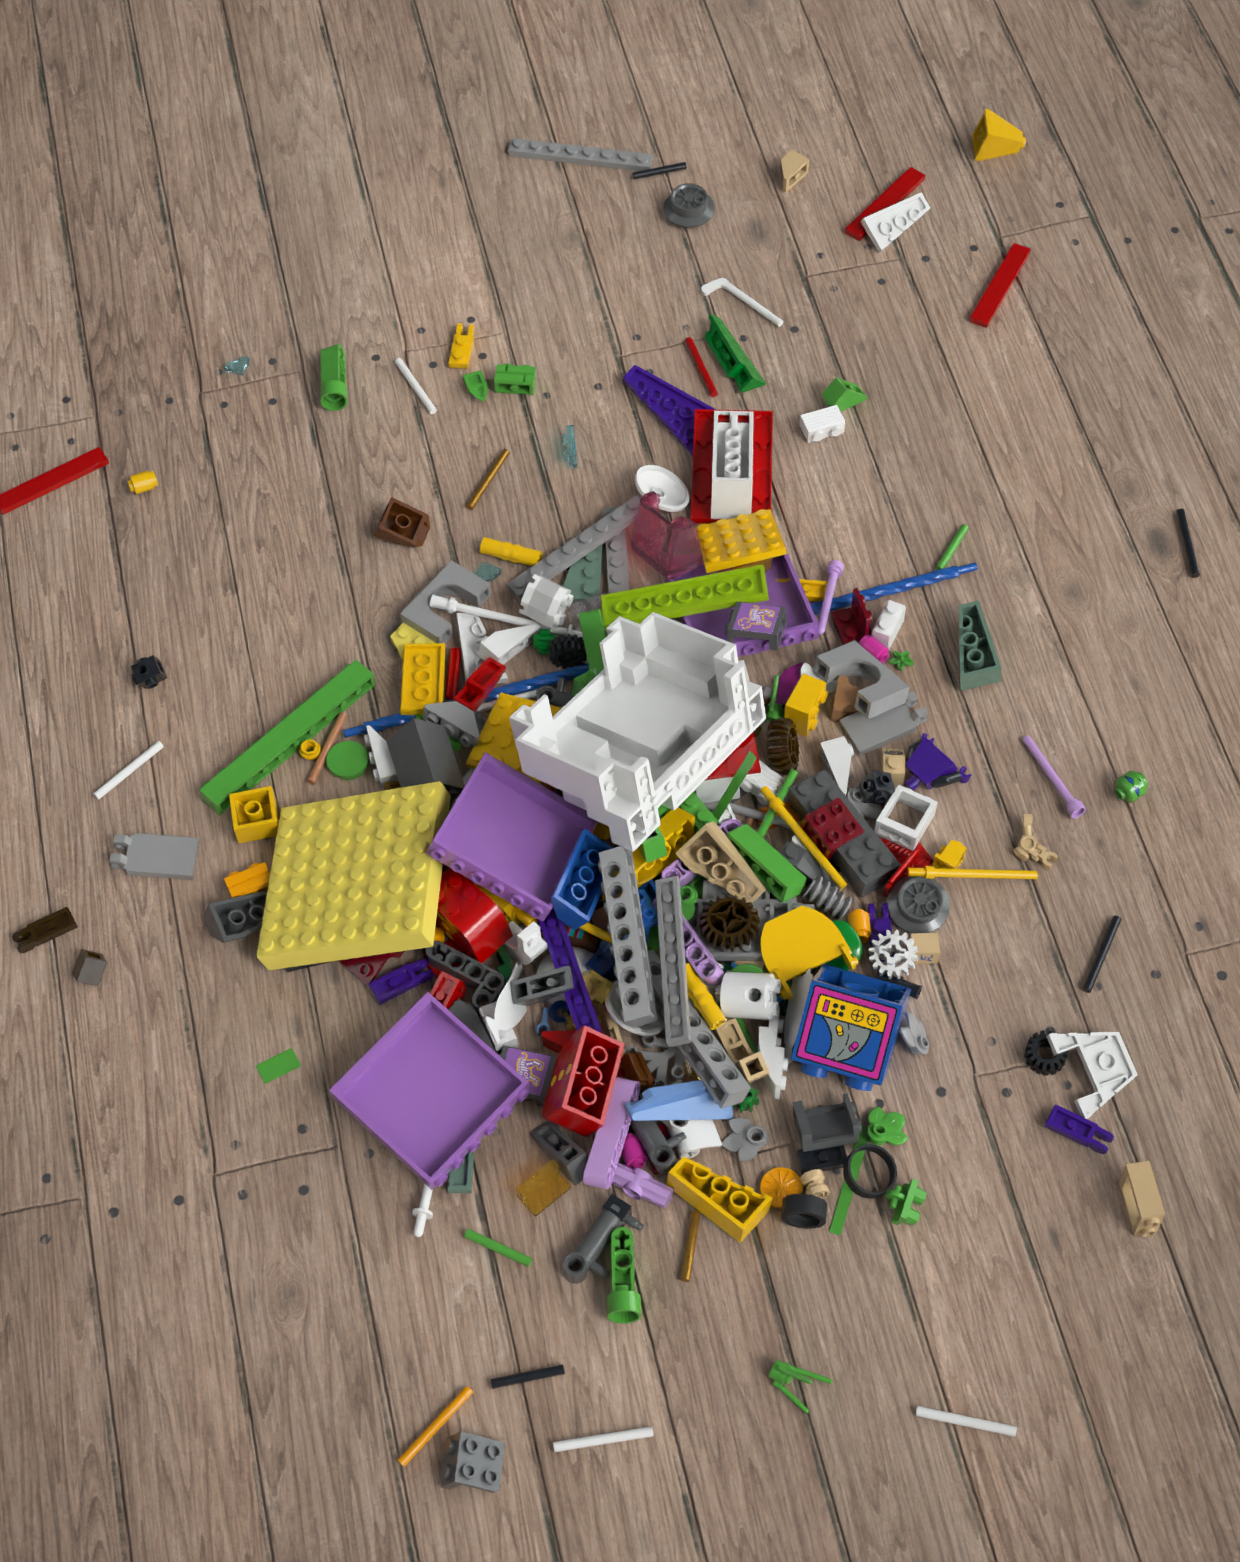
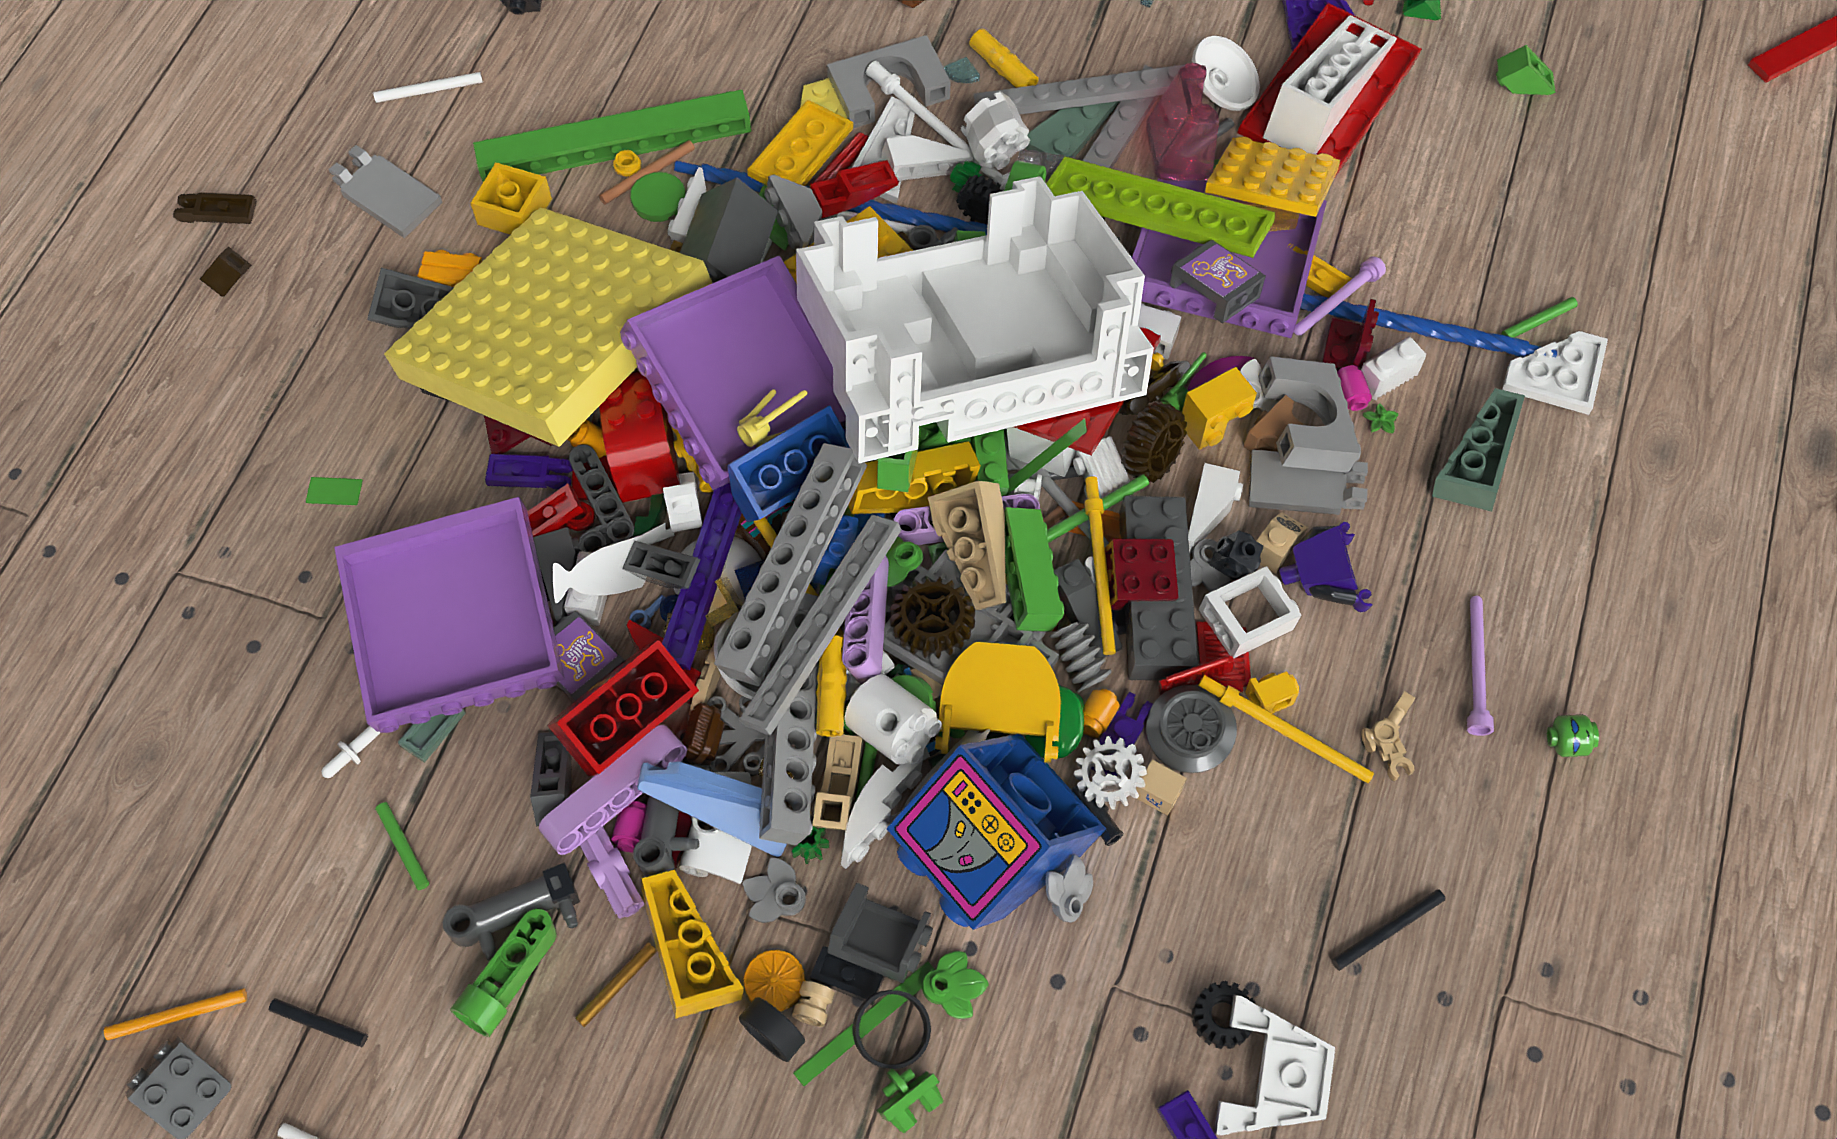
camera: 30 degrees right, 5 degrees up
(542, 1188) = (500, 806): clear yellow panel -> none
(549, 868) = (754, 429): none -> light yellow plant
(822, 423) = (1475, 94): white brick -> none
(991, 577) = (1564, 380): none -> white plate

